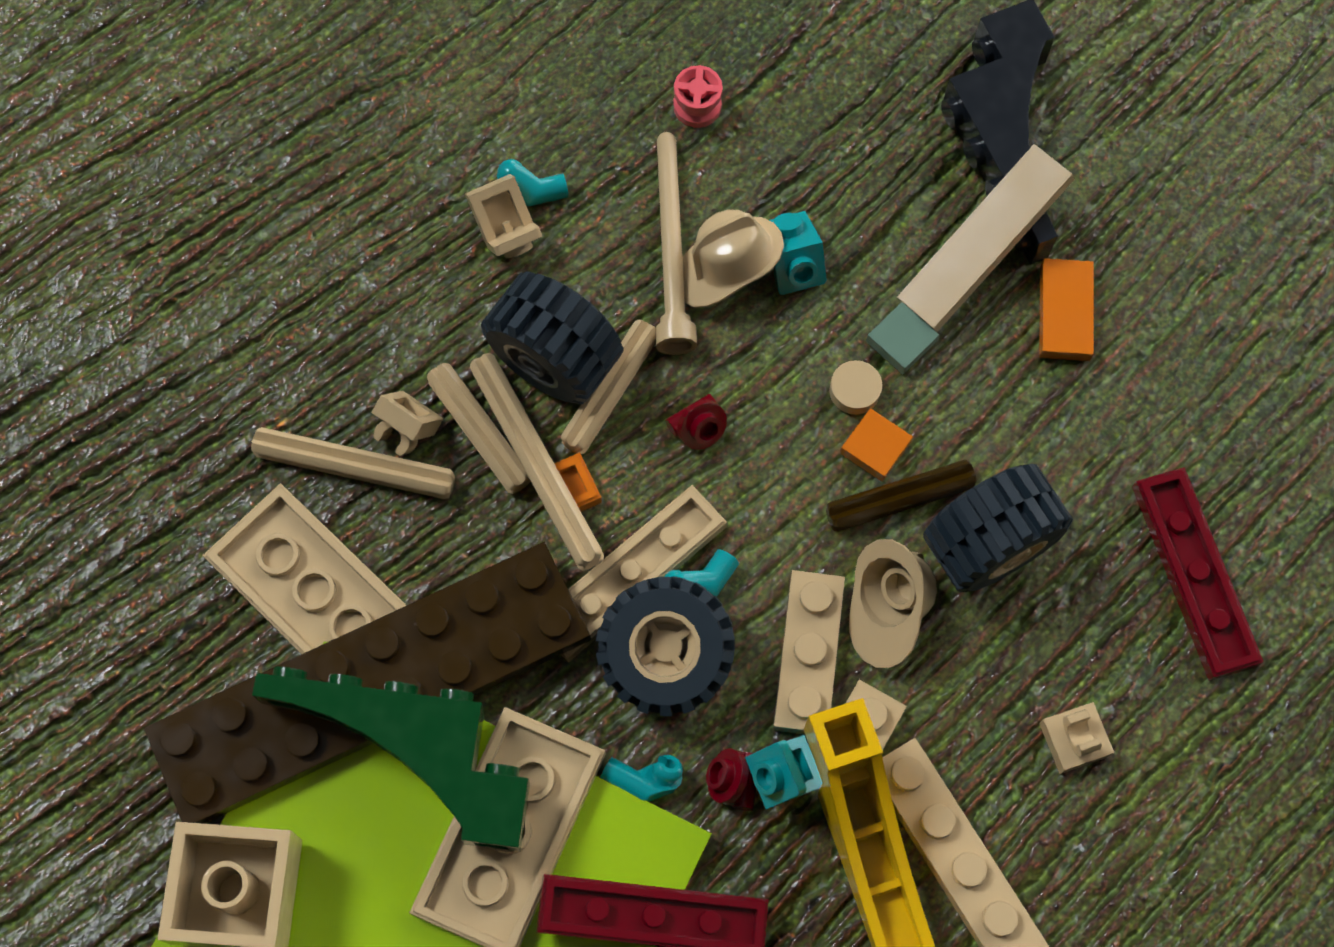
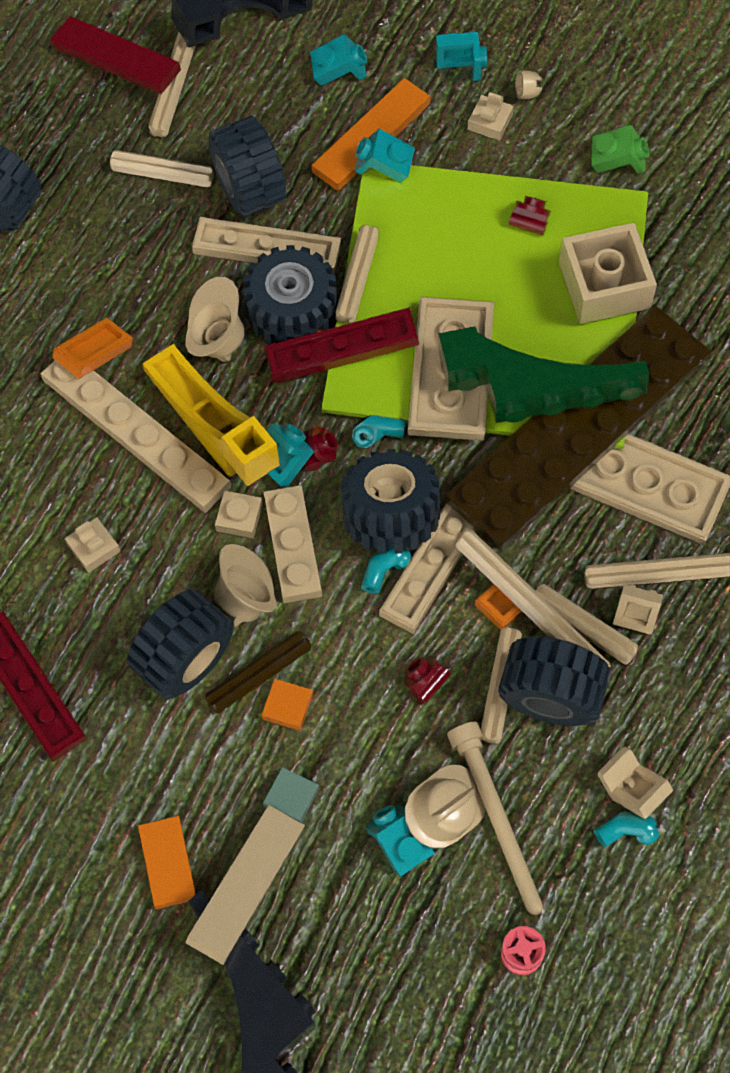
camera: 165 degrees right, 5 degrees down
(855, 387) = (316, 744): tan tile -> none

